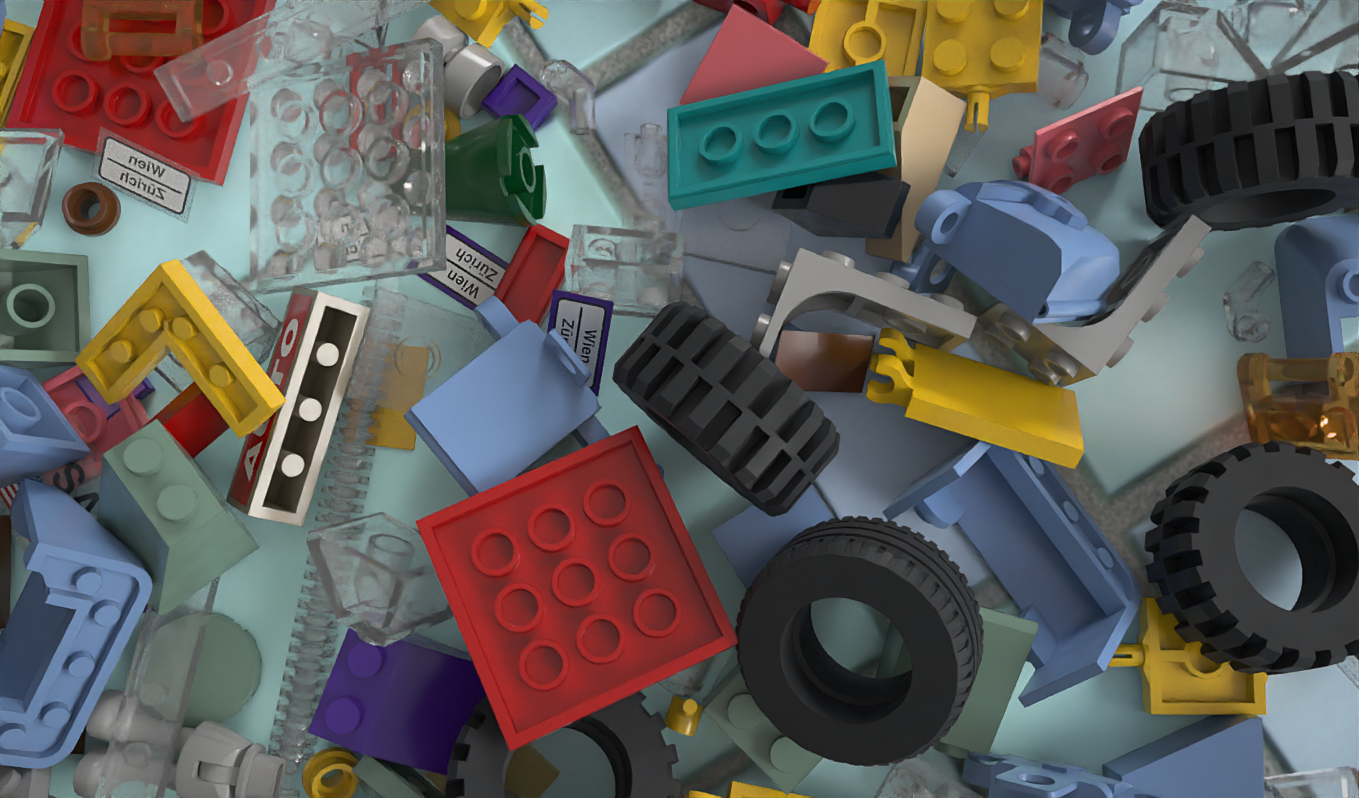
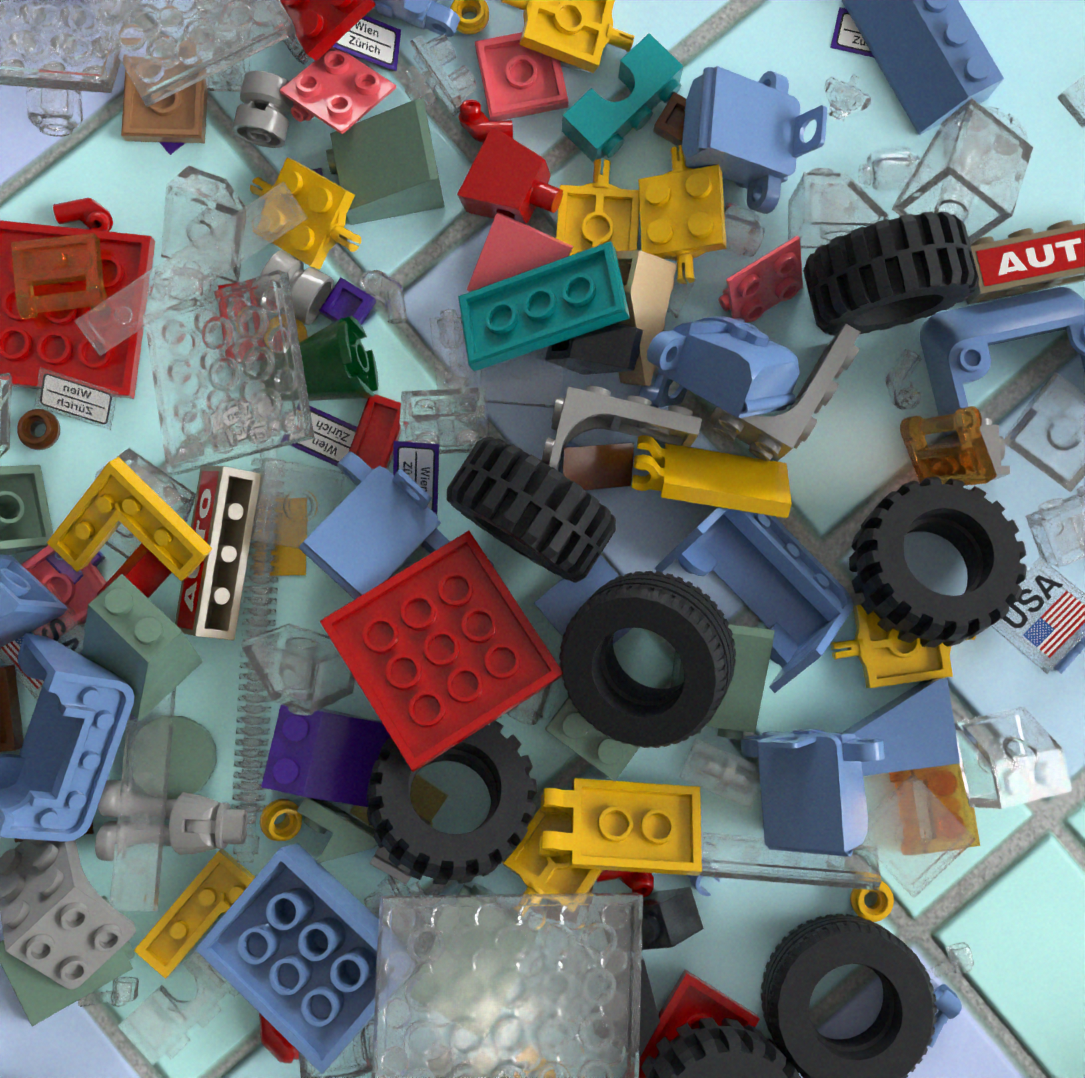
camera: 15 degrees left, 0 degrees up
(683, 715) = (533, 738): yellow hand -> none

